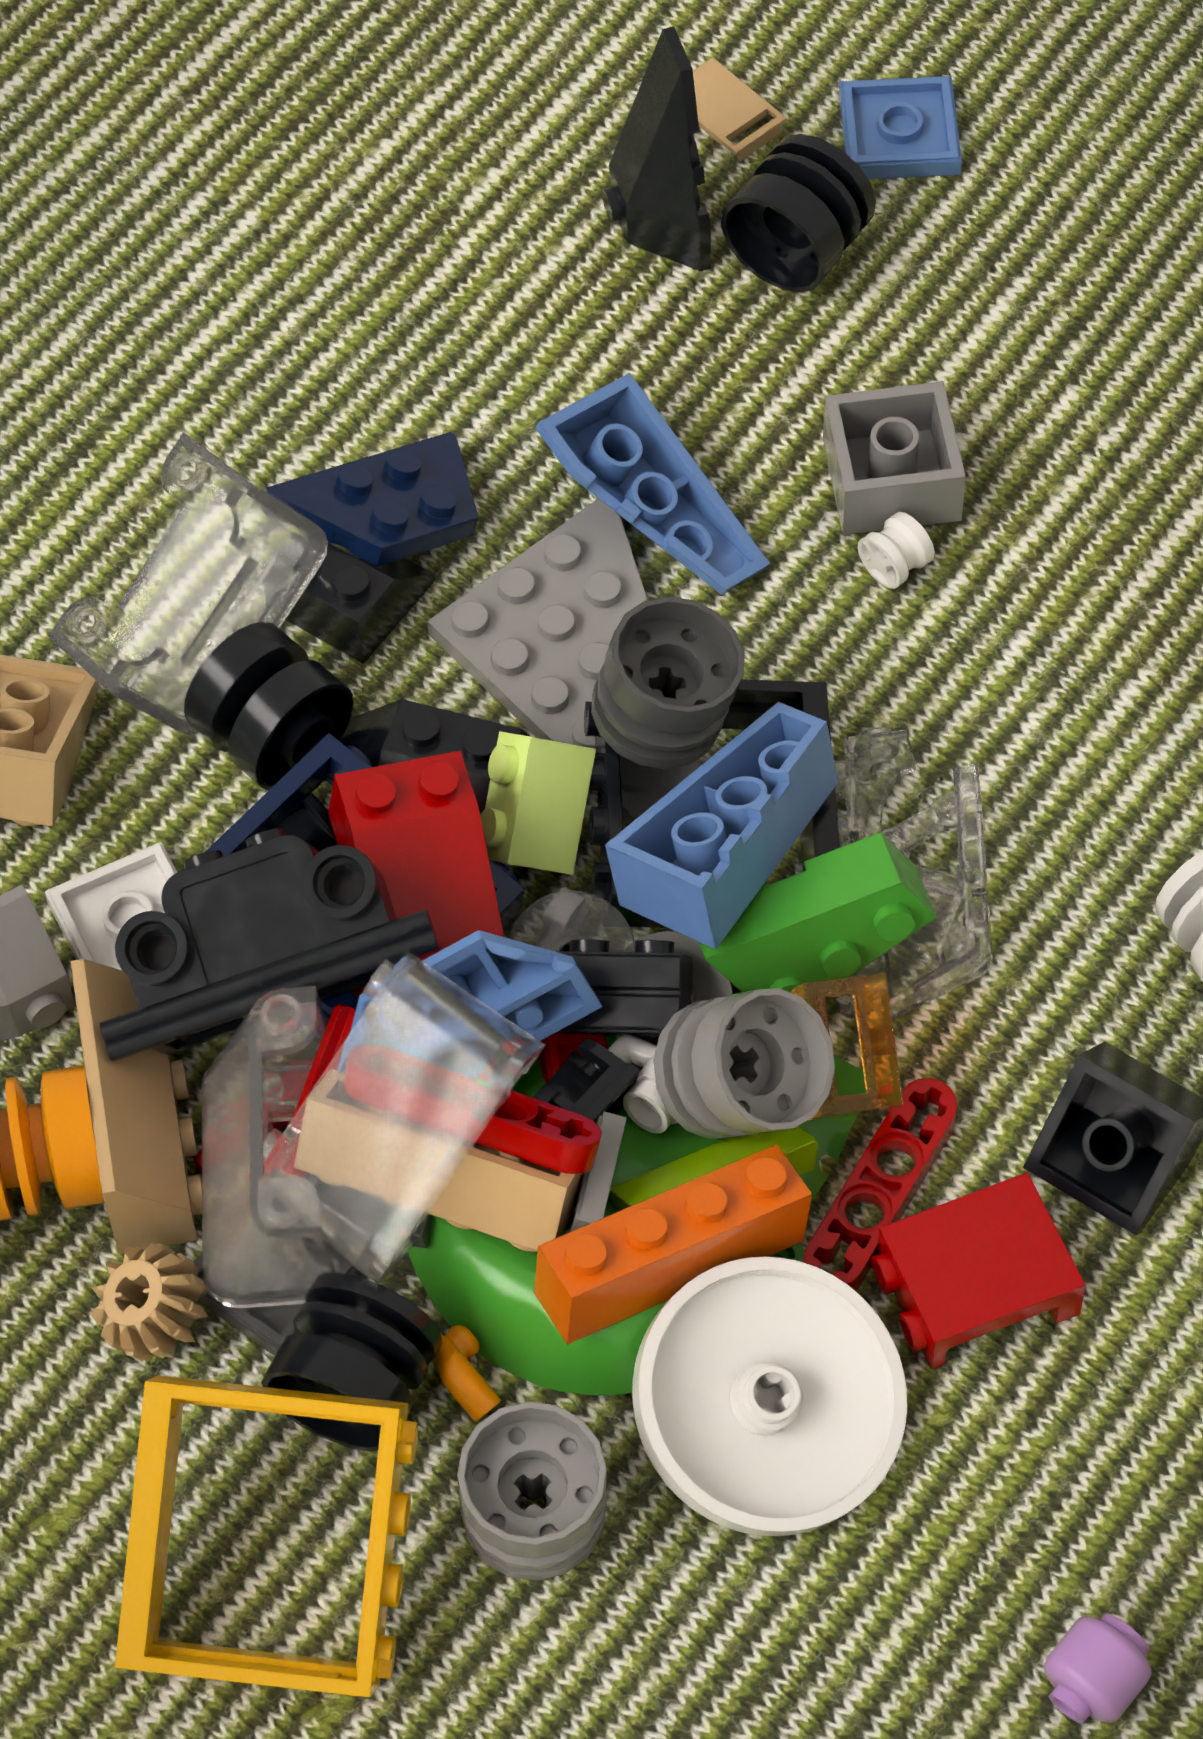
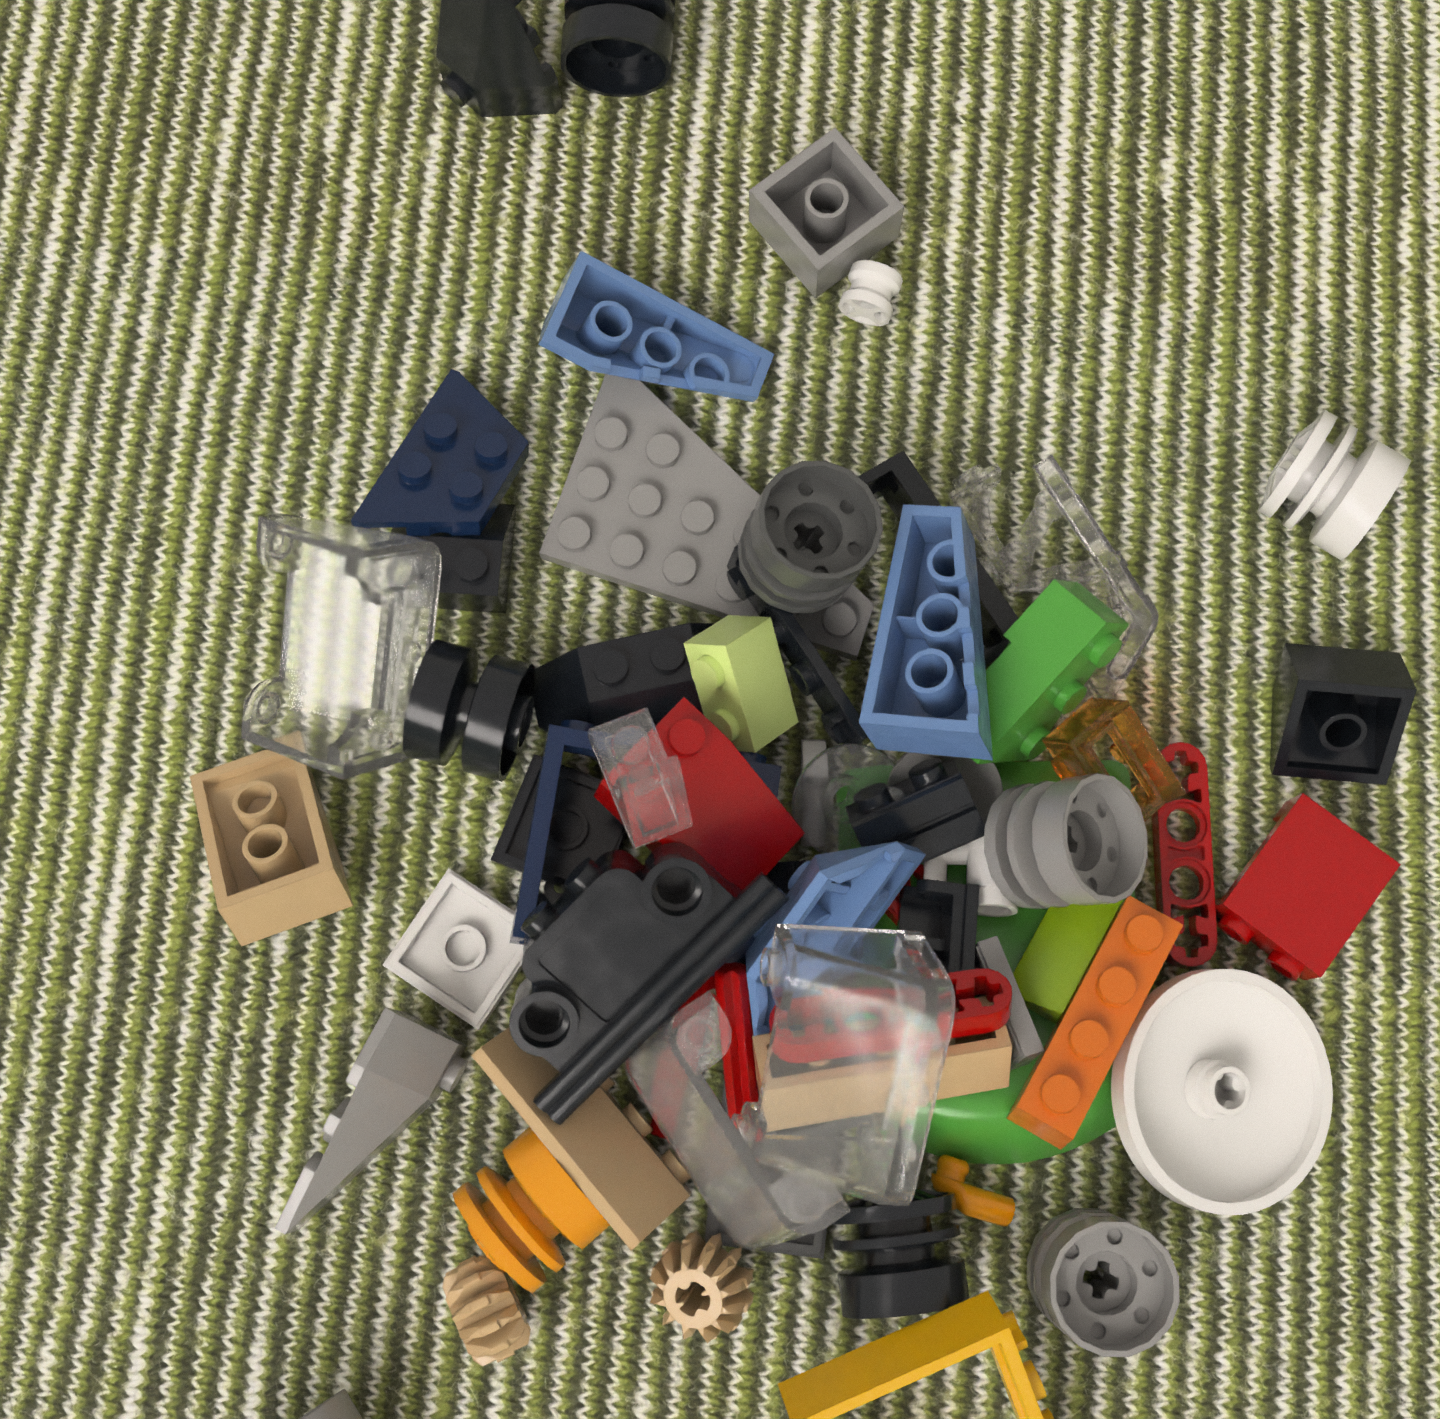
camera: 30 degrees left, 20 degrees up
(370, 781) = (641, 777): none -> clear slope

